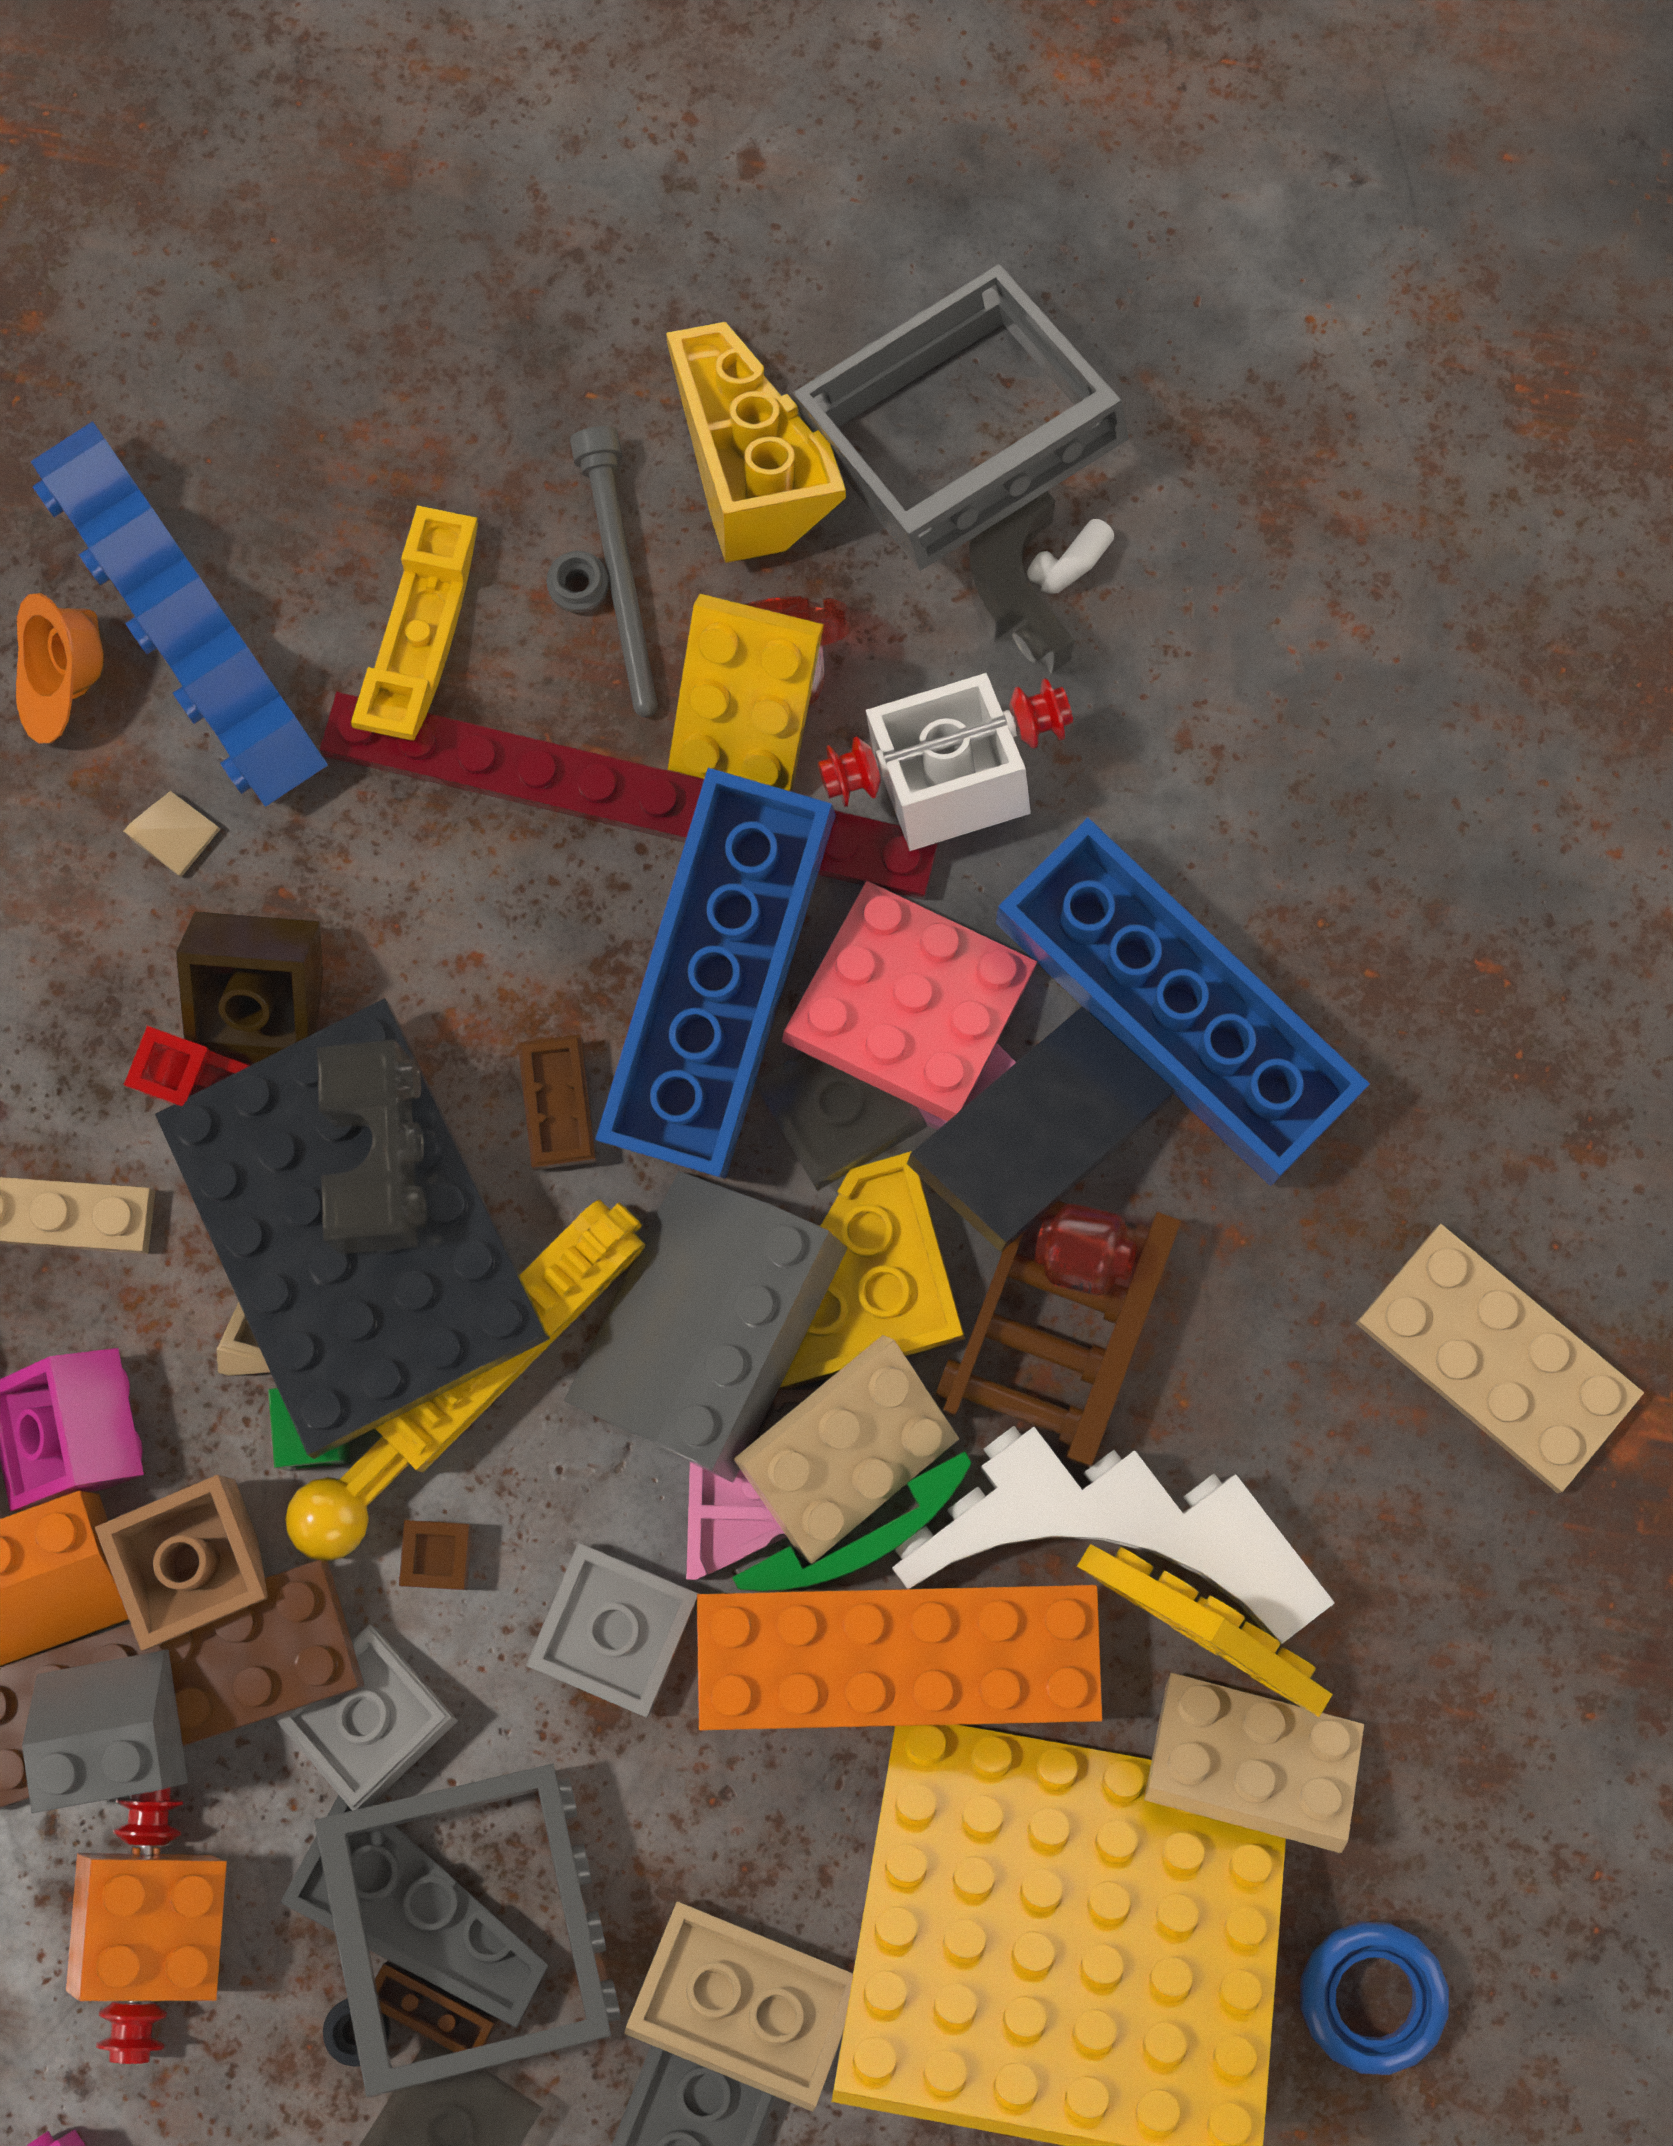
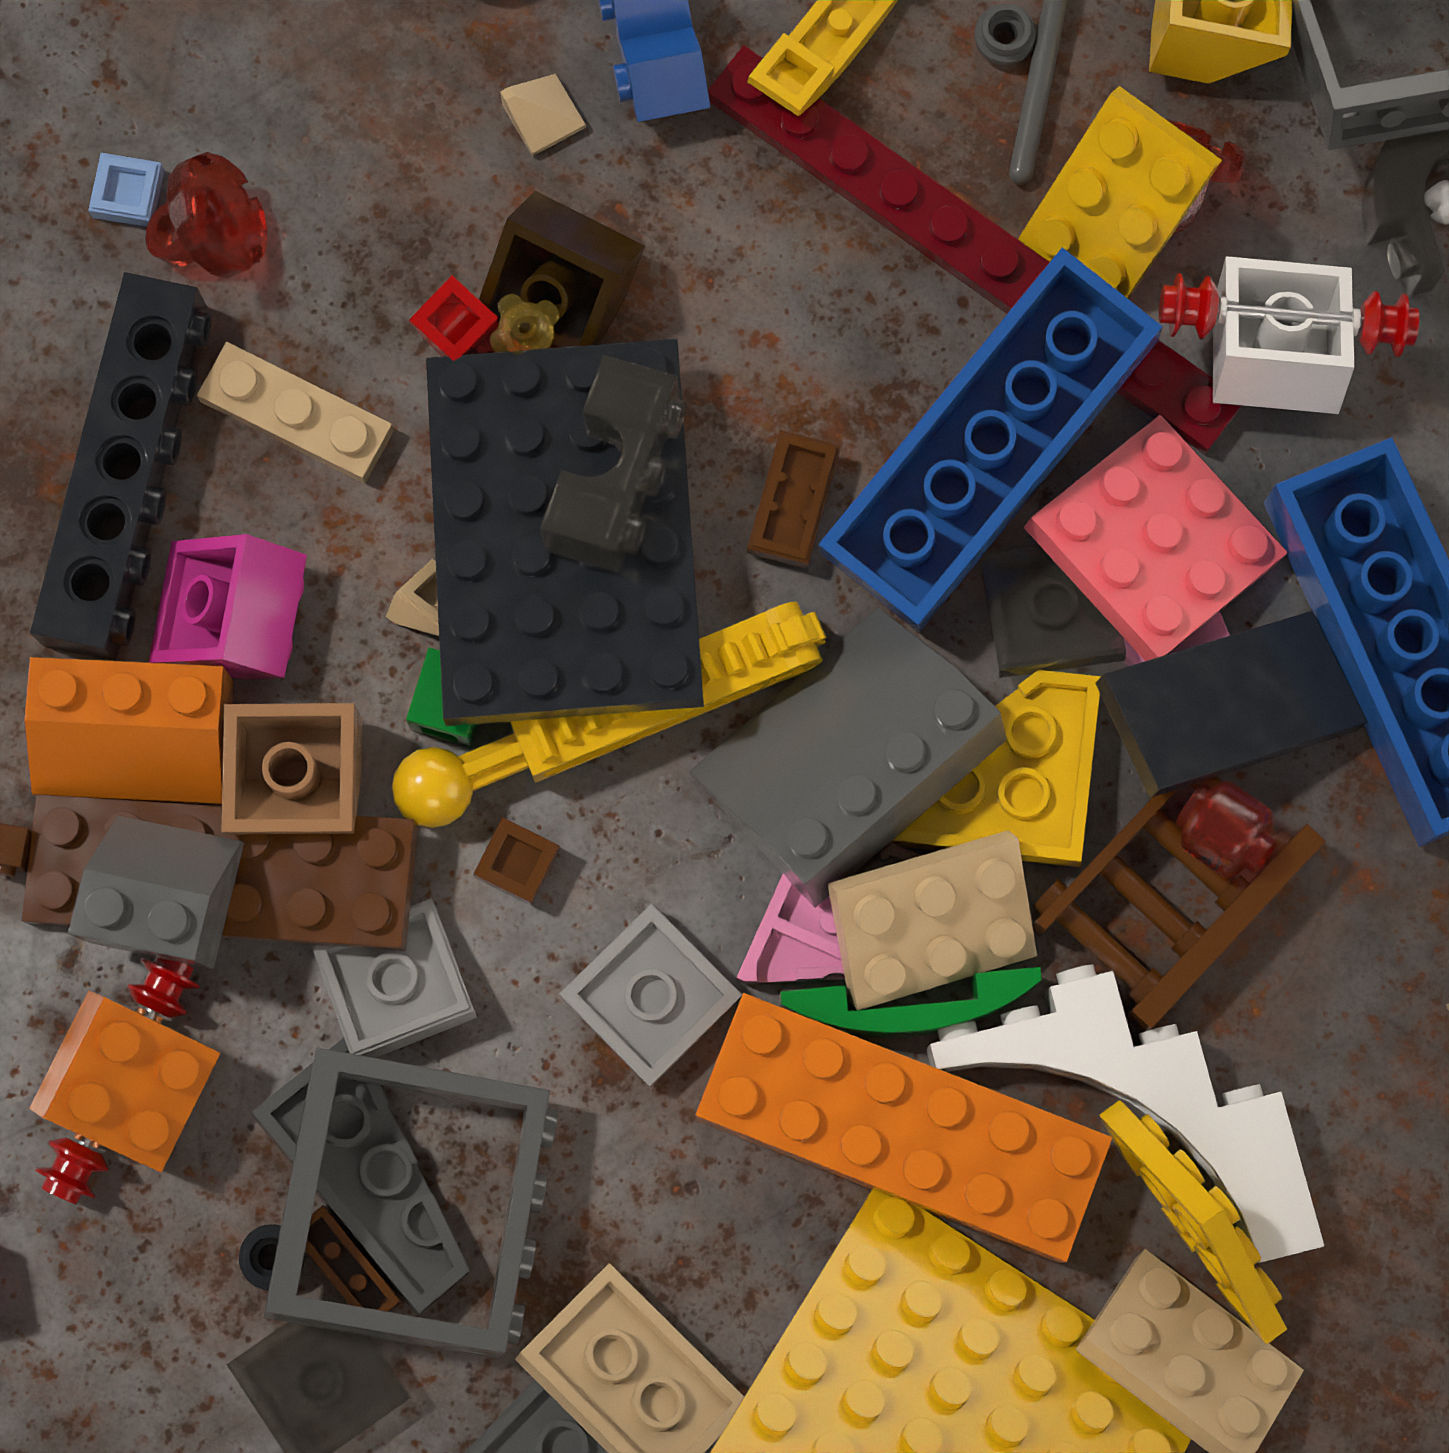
camera: 15 degrees right, 0 degrees up
(222, 1036) = (513, 314): none -> clear yellow plate

